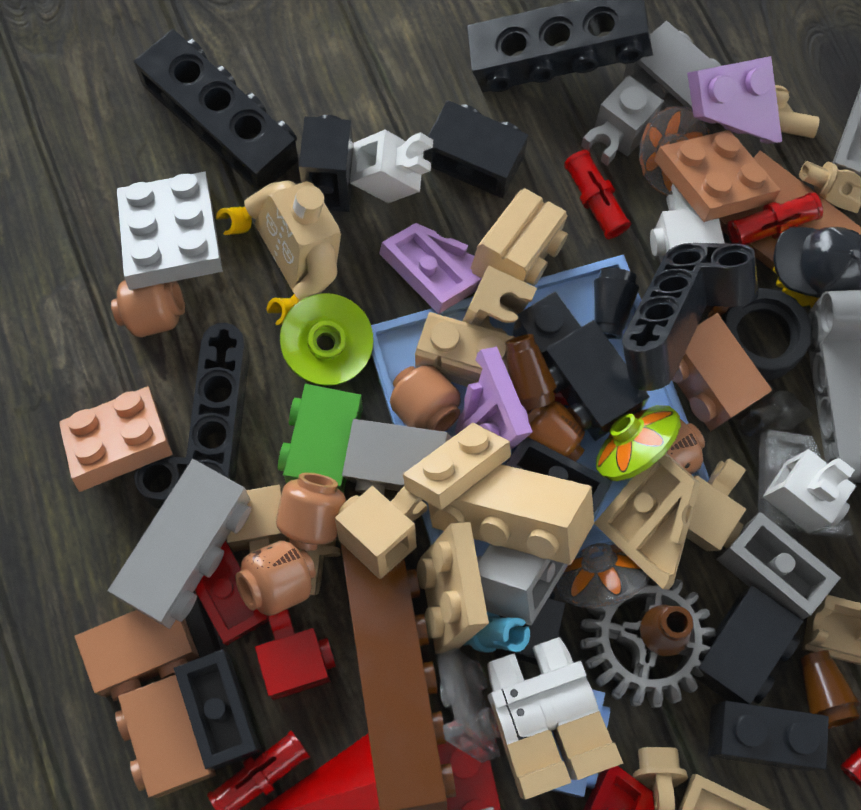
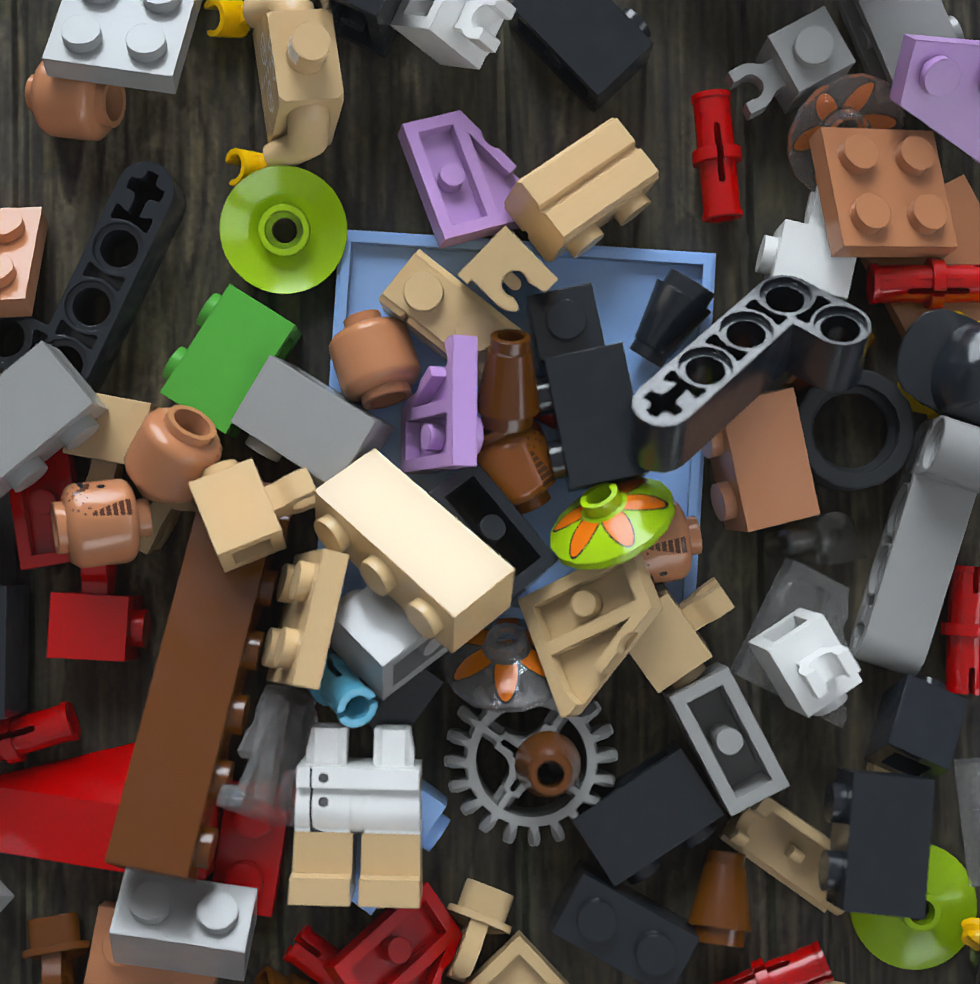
camera: 25 degrees right, 15 degrees up
(457, 465) = (366, 472): tan plate -> none

